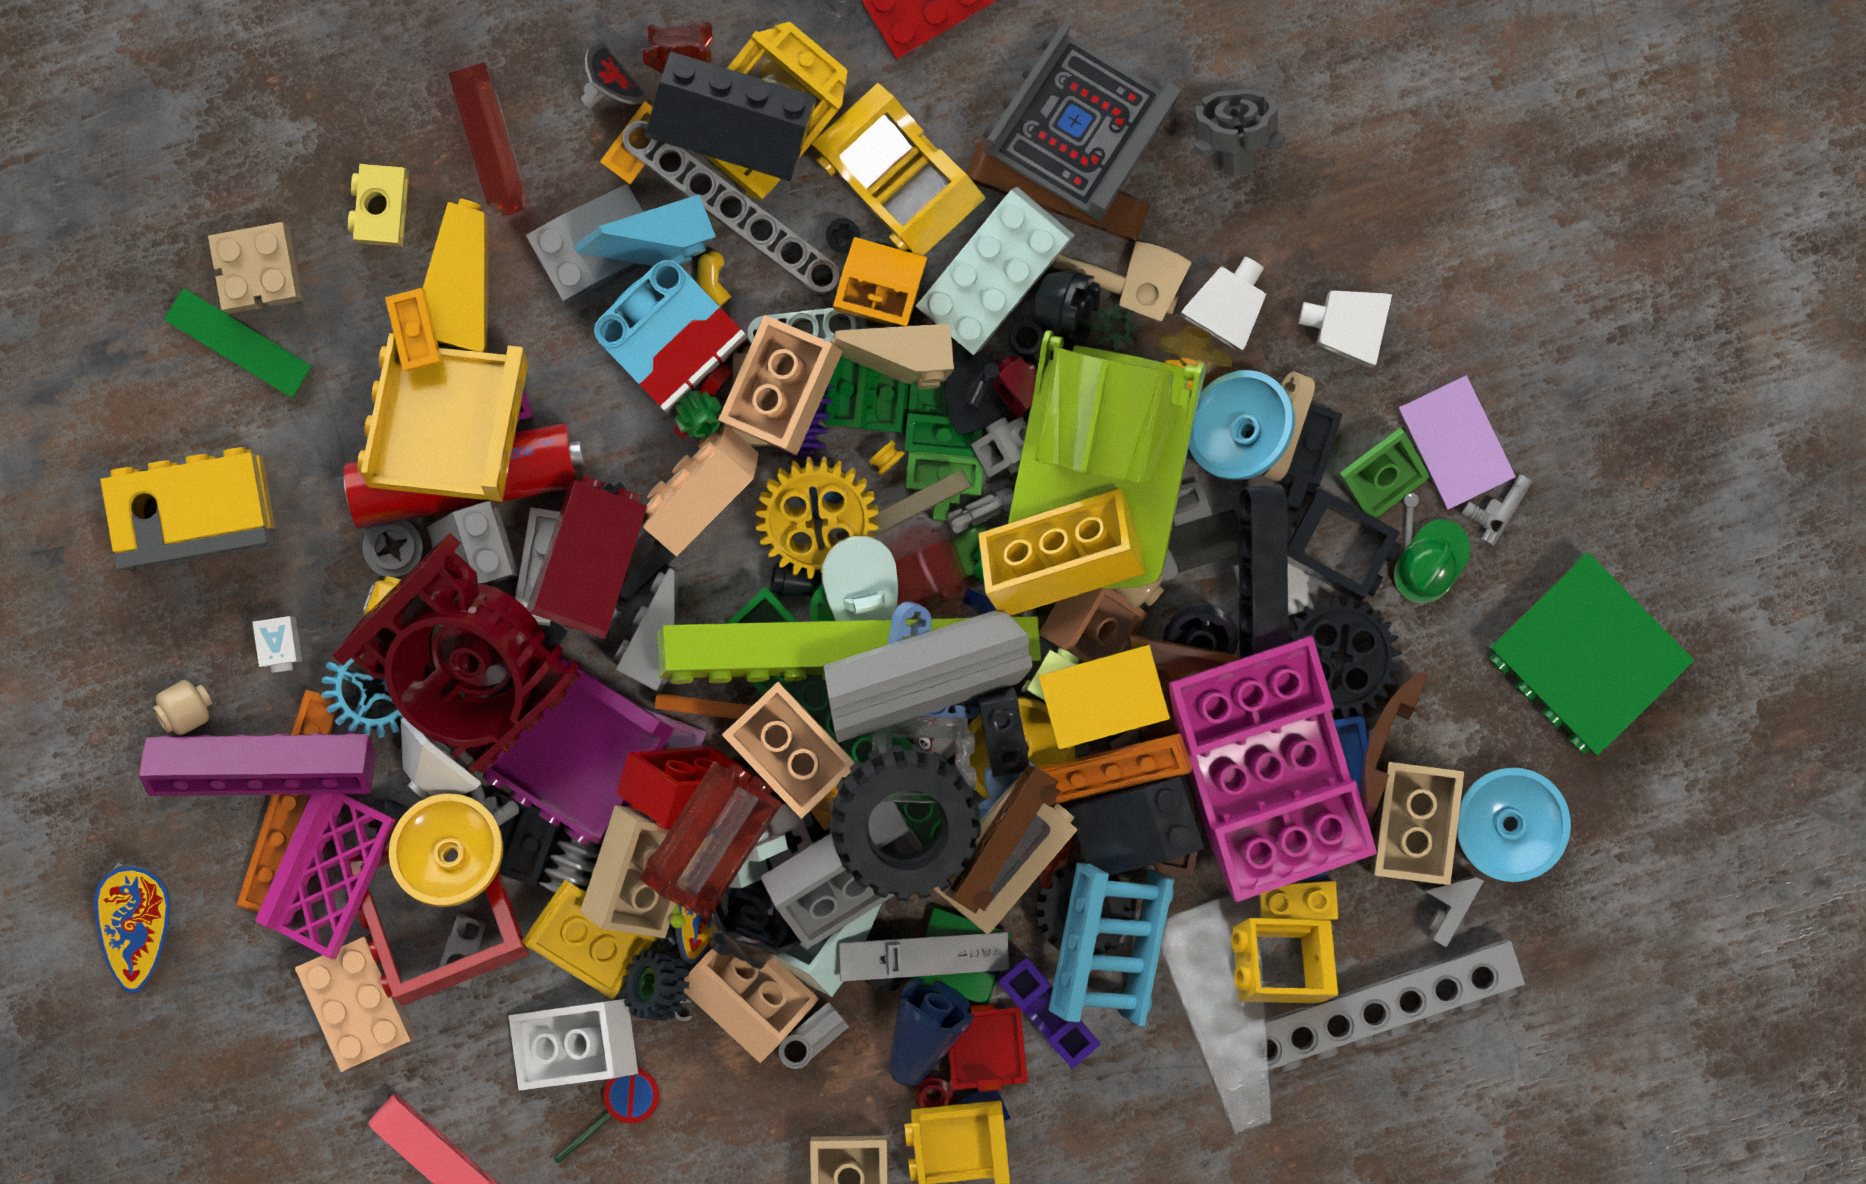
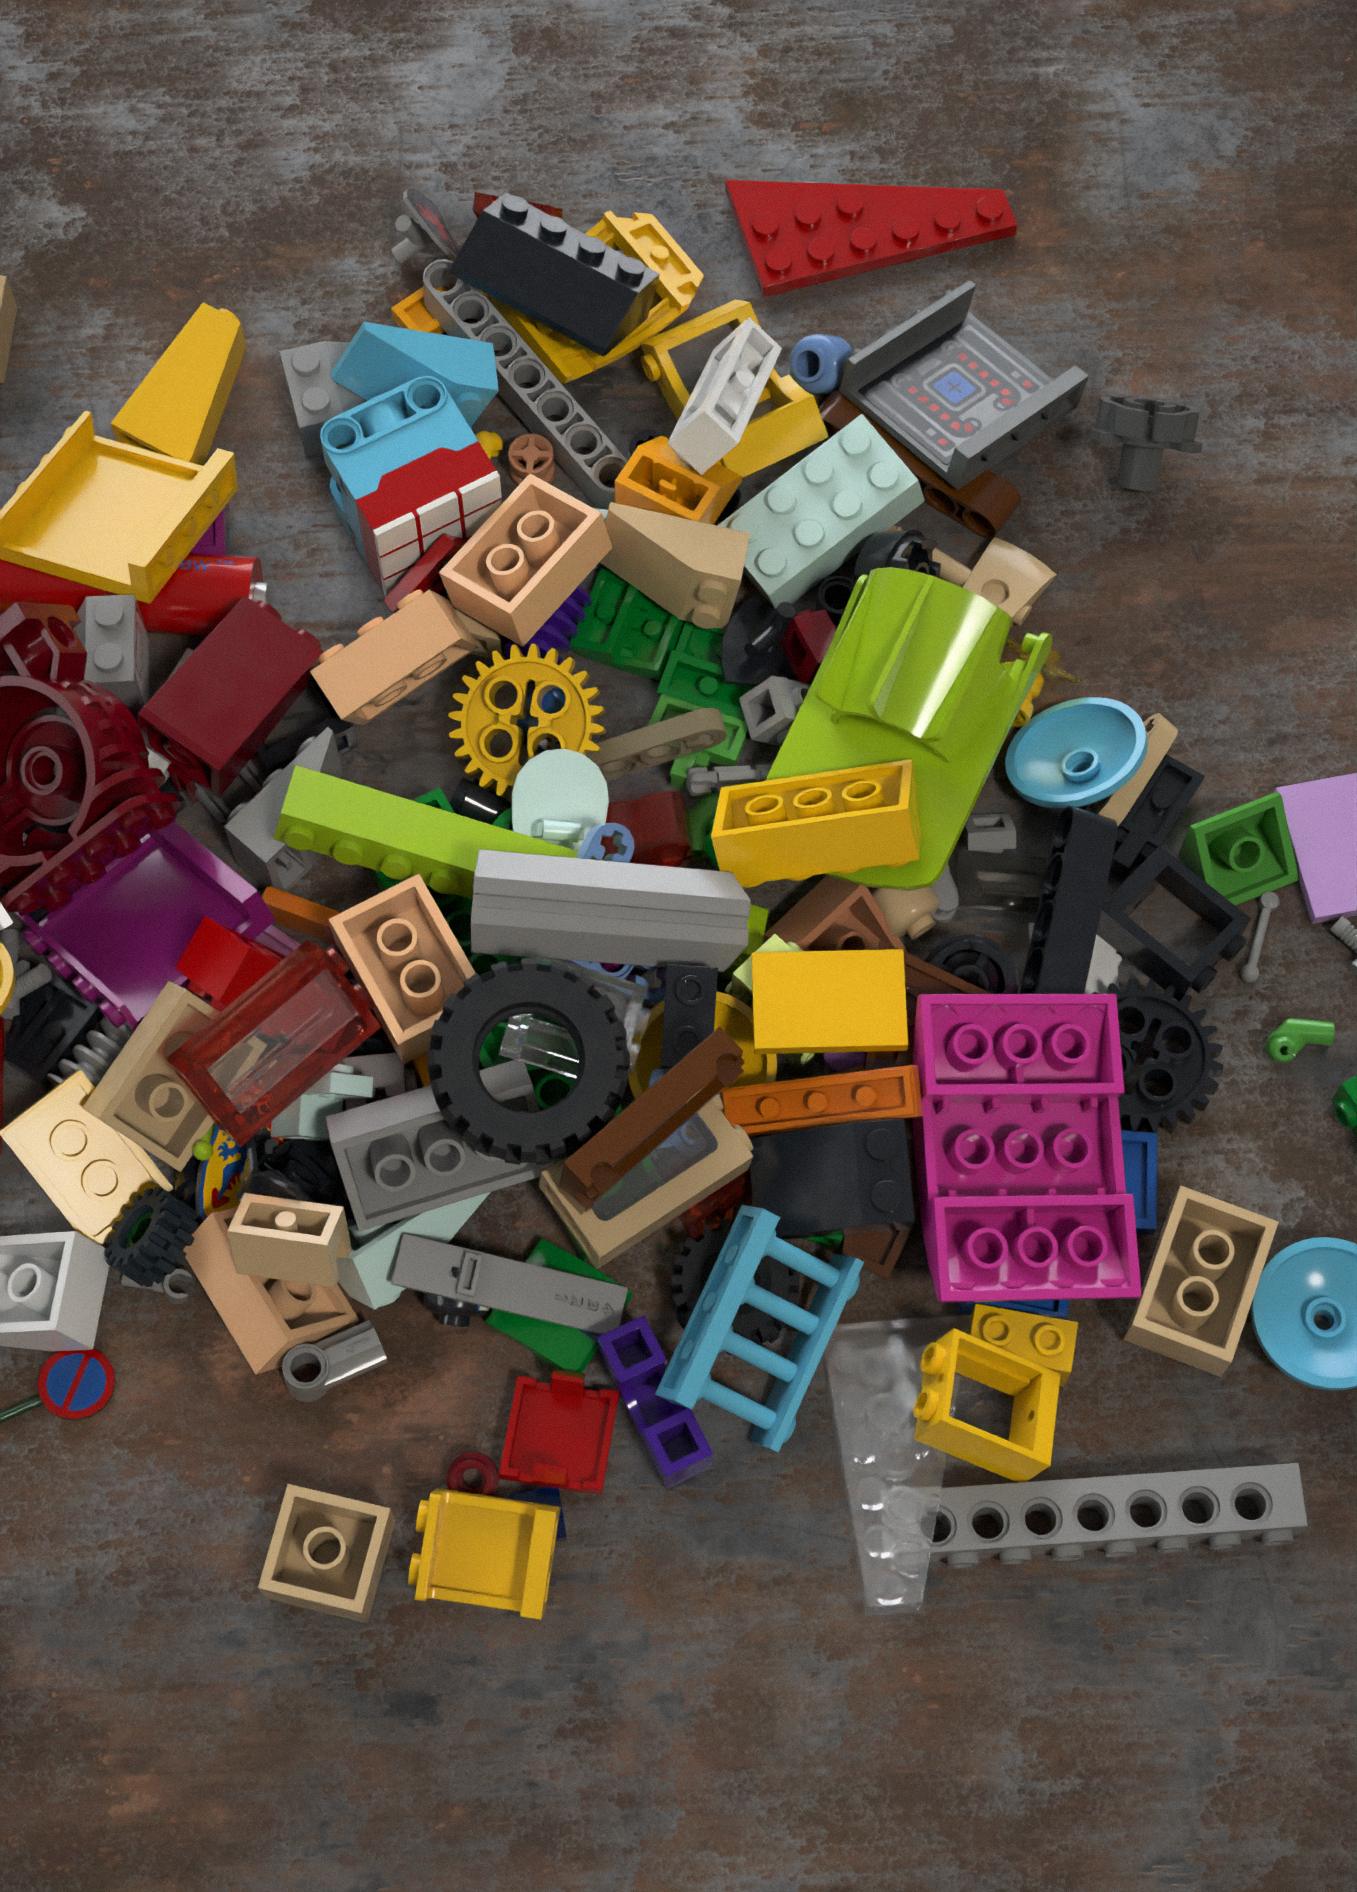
camera: 10 degrees right, 20 degrees down
(390, 224) = (127, 320): light yellow brick -> none
(413, 330) = (114, 413): light orange plate -> none
(489, 139) = (272, 250): clear red piece -> none
(698, 414) = (417, 566): green gear -> none
(750, 265) = (526, 452): none -> nougat wheel
(762, 976) = (289, 1239): none -> tan brick
(886, 458) = (632, 696): yellow bush -> none
(899, 202) = (724, 393): none -> white brick
(925, 1029) = (482, 1383): dark blue cone -> none
(962, 125) = (818, 362): none -> medium blue head
(1228, 304) = (1090, 624): white torso -> none
(1349, 324) = (1234, 679): white torso -> none
(1372, 780) = (1206, 1130): reddish brown slope -> none
(1432, 561) = (1281, 978): green piece -> none
(1449, 607) = (1295, 1034): none -> bright green arm
(1458, 899) = (1231, 1393): light grey slope -> none

